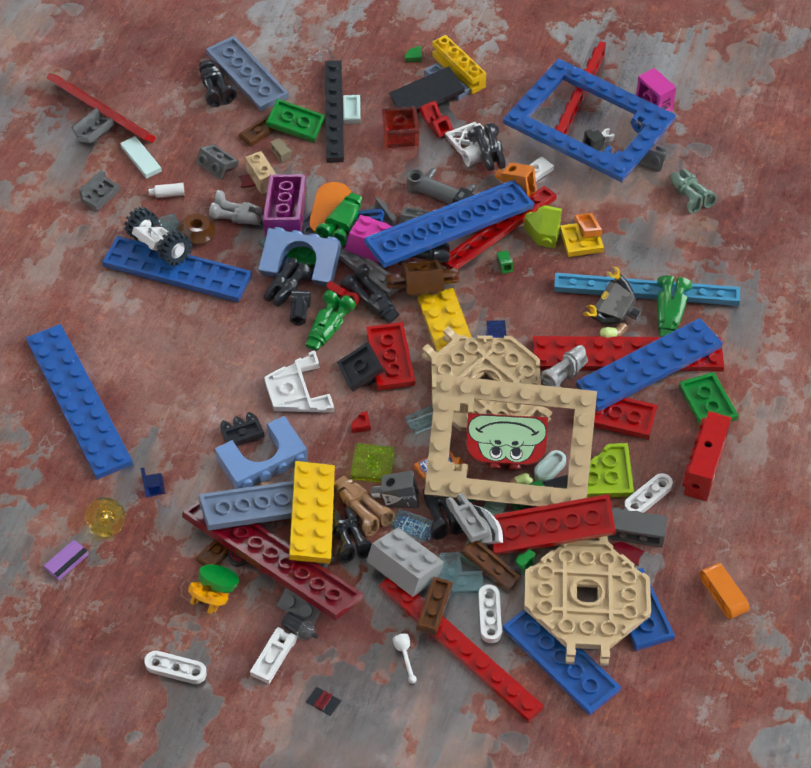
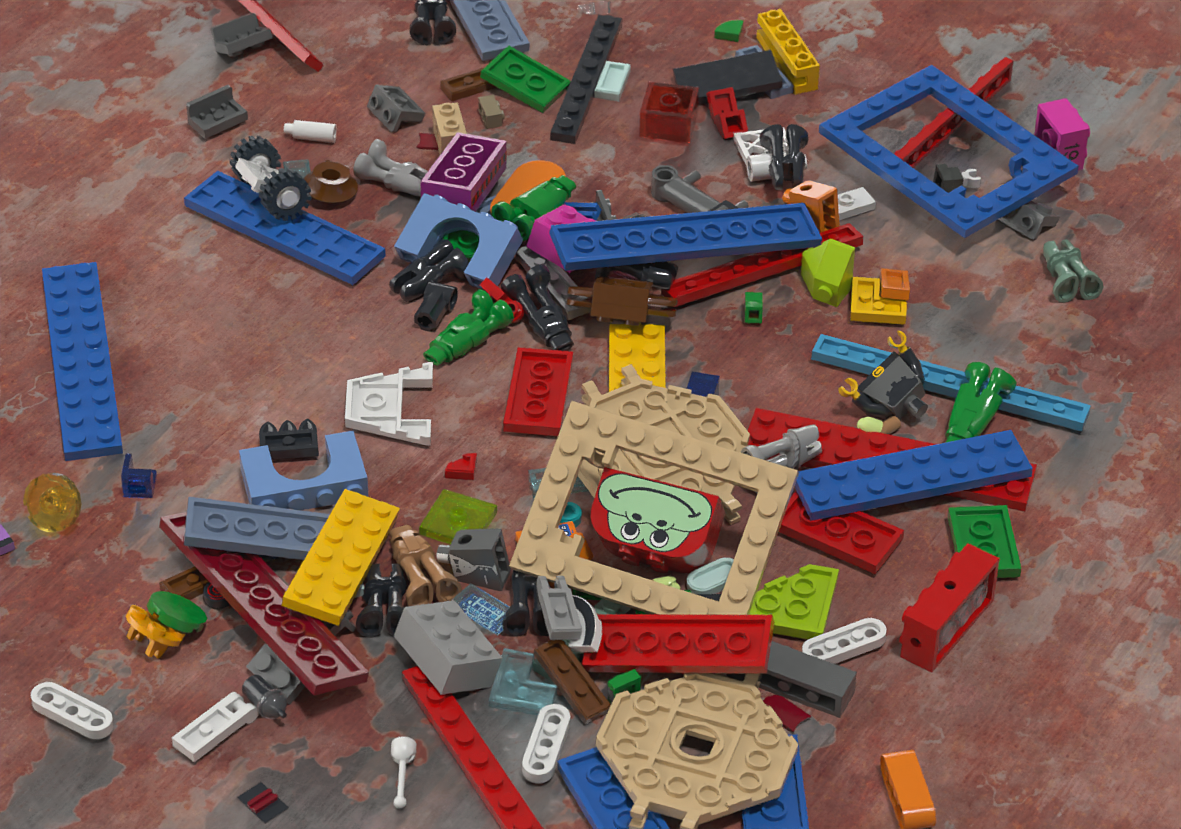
camera: 15 degrees right, 10 degrees down
(141, 157) = (292, 85): light aqua tile -> none
(360, 366) = (488, 394): black hinge -> none
(434, 606) = (467, 712): reddish brown tile -> none

